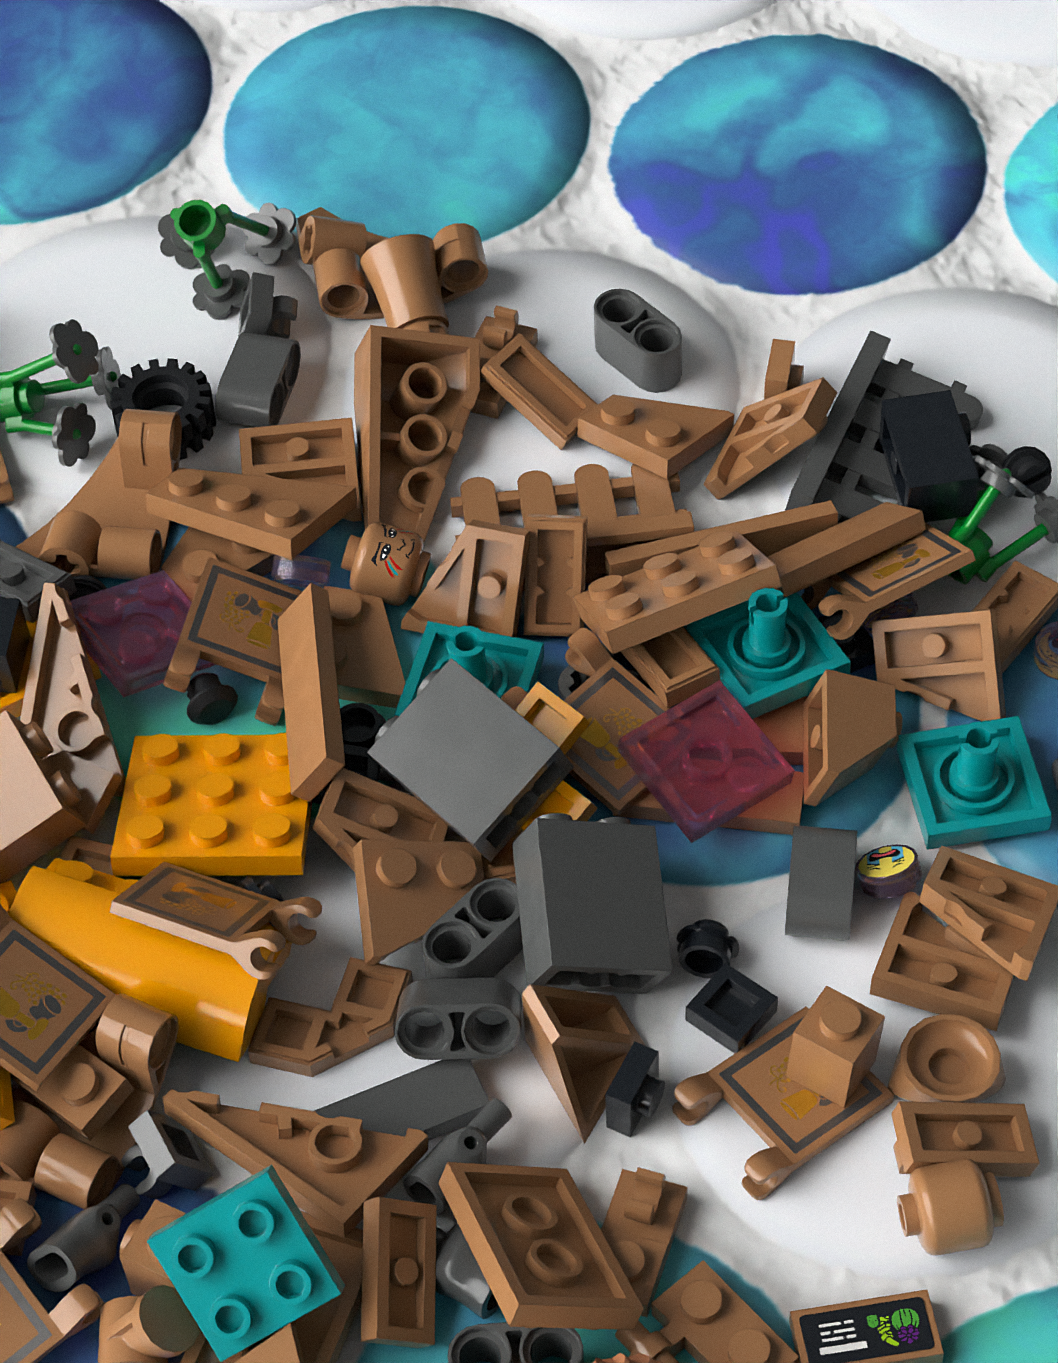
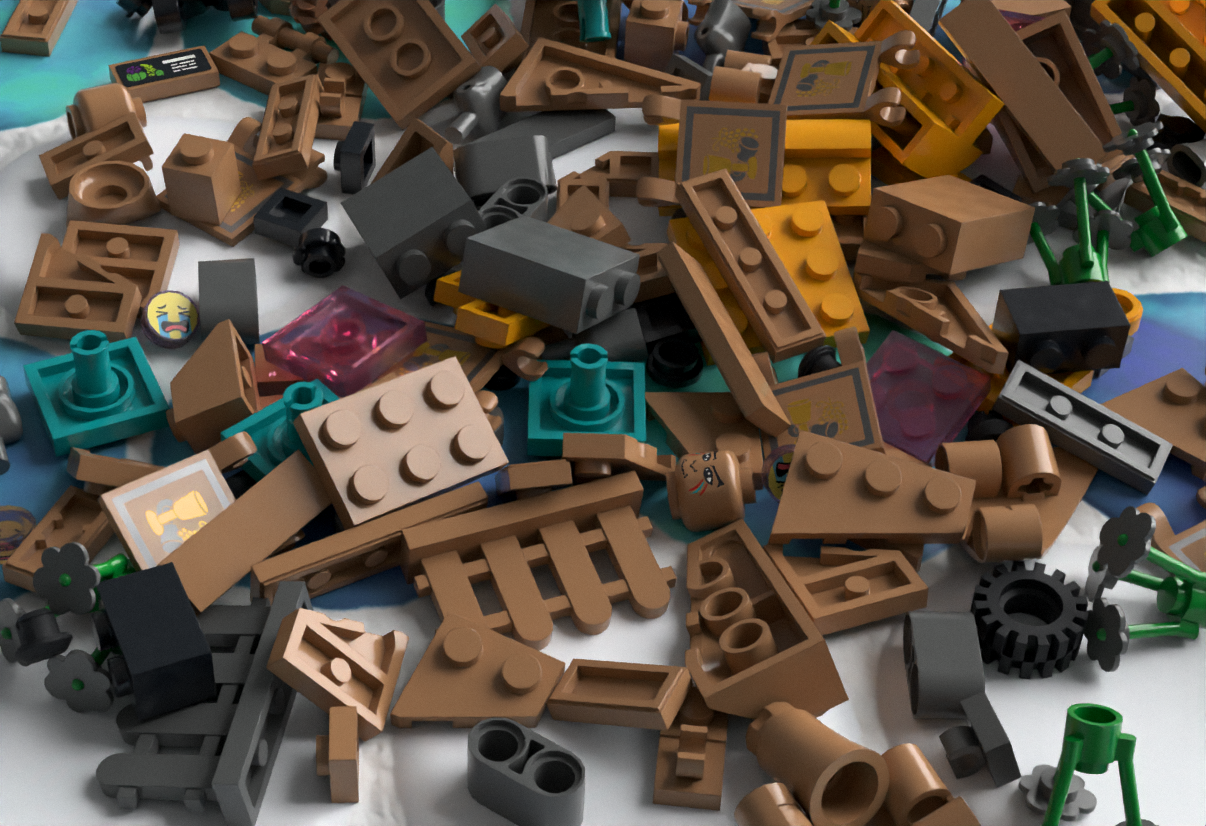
camera: 160 degrees right, 10 degrees down
(240, 780) = (750, 265): none -> medium nougat tile
(711, 1152) = (288, 127): none -> medium nougat tile

